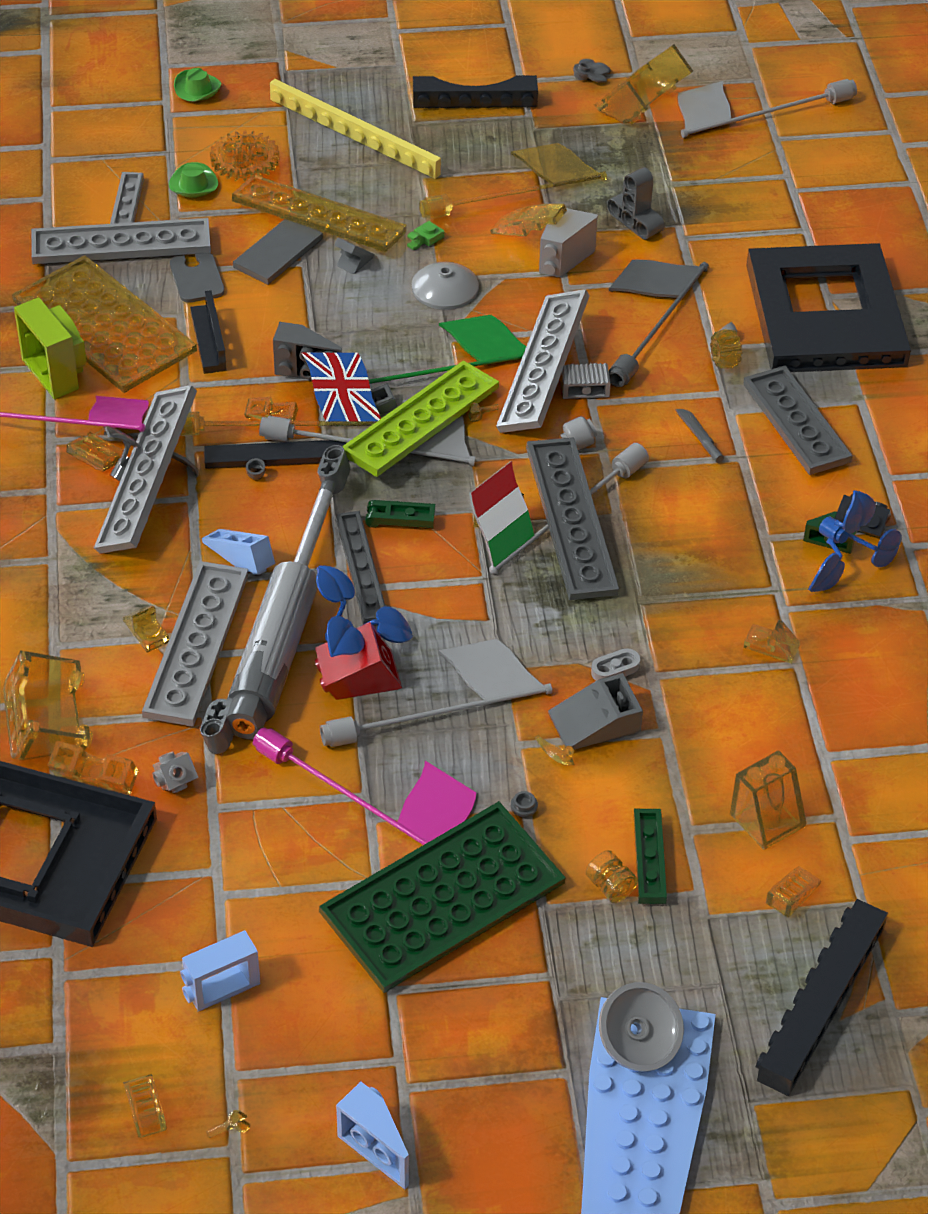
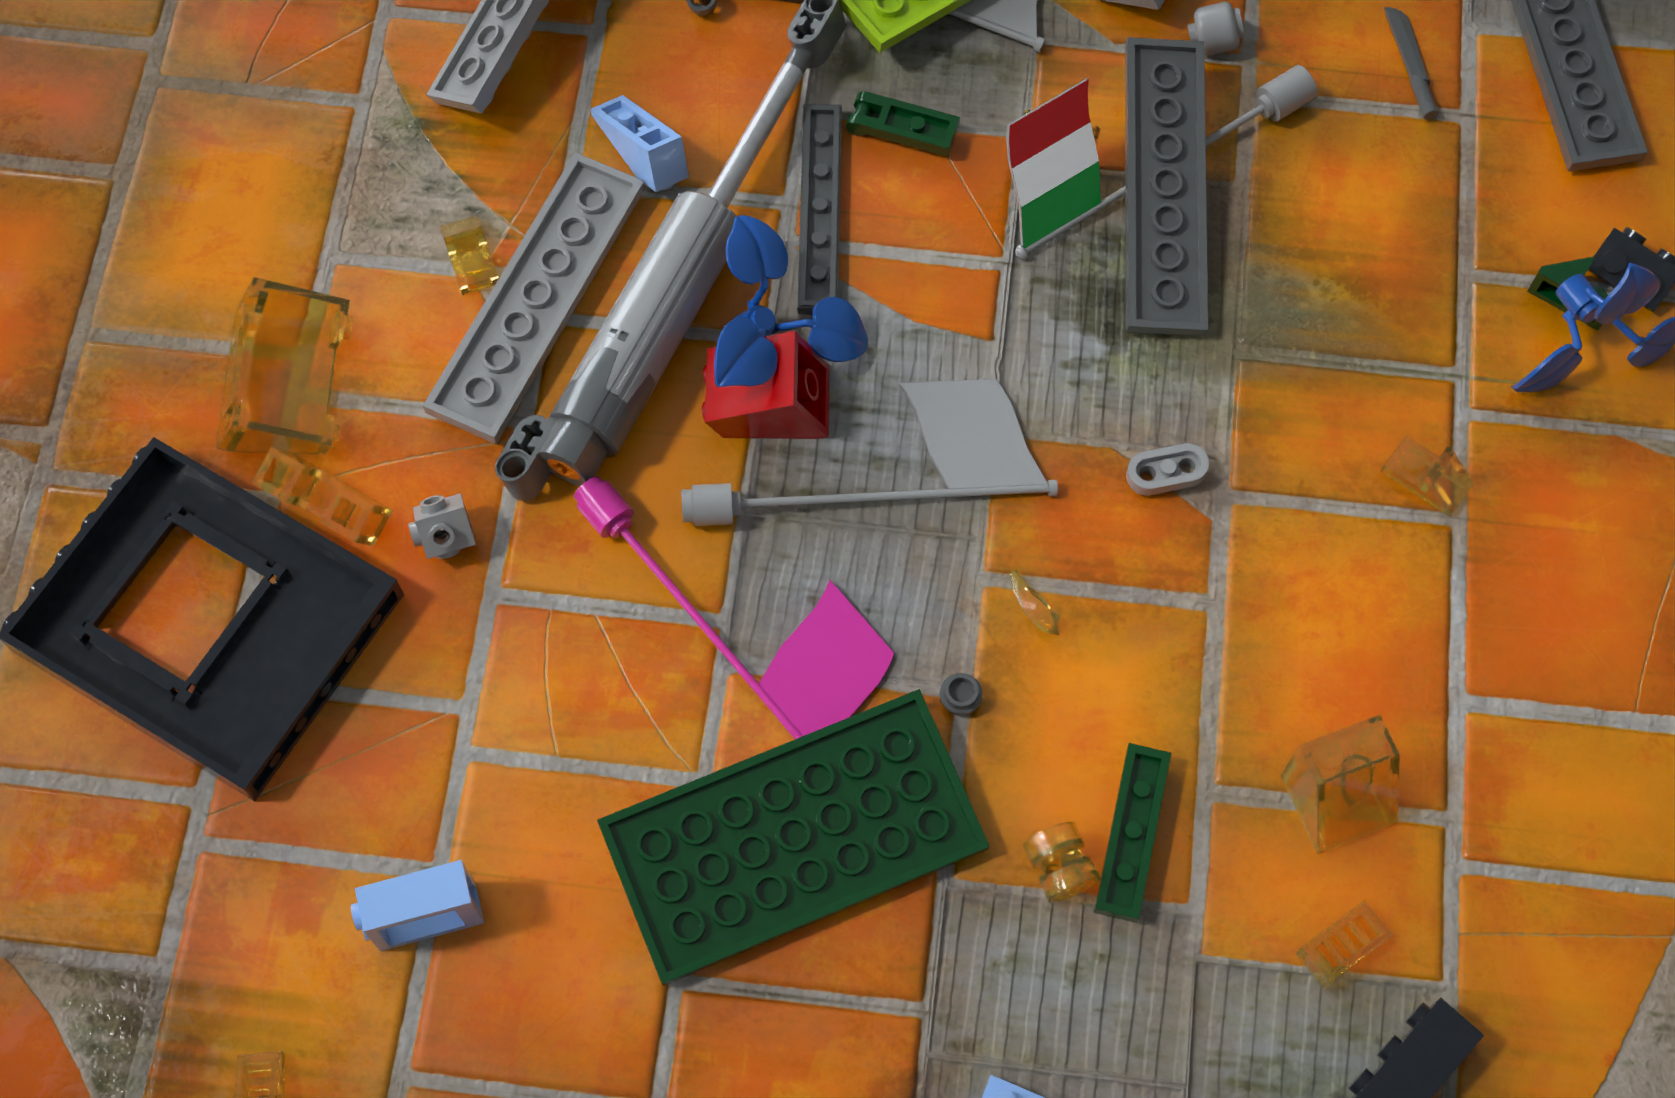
camera: 15 degrees right, 20 degrees up
(598, 713) = (1114, 556): dark grey slope -> none

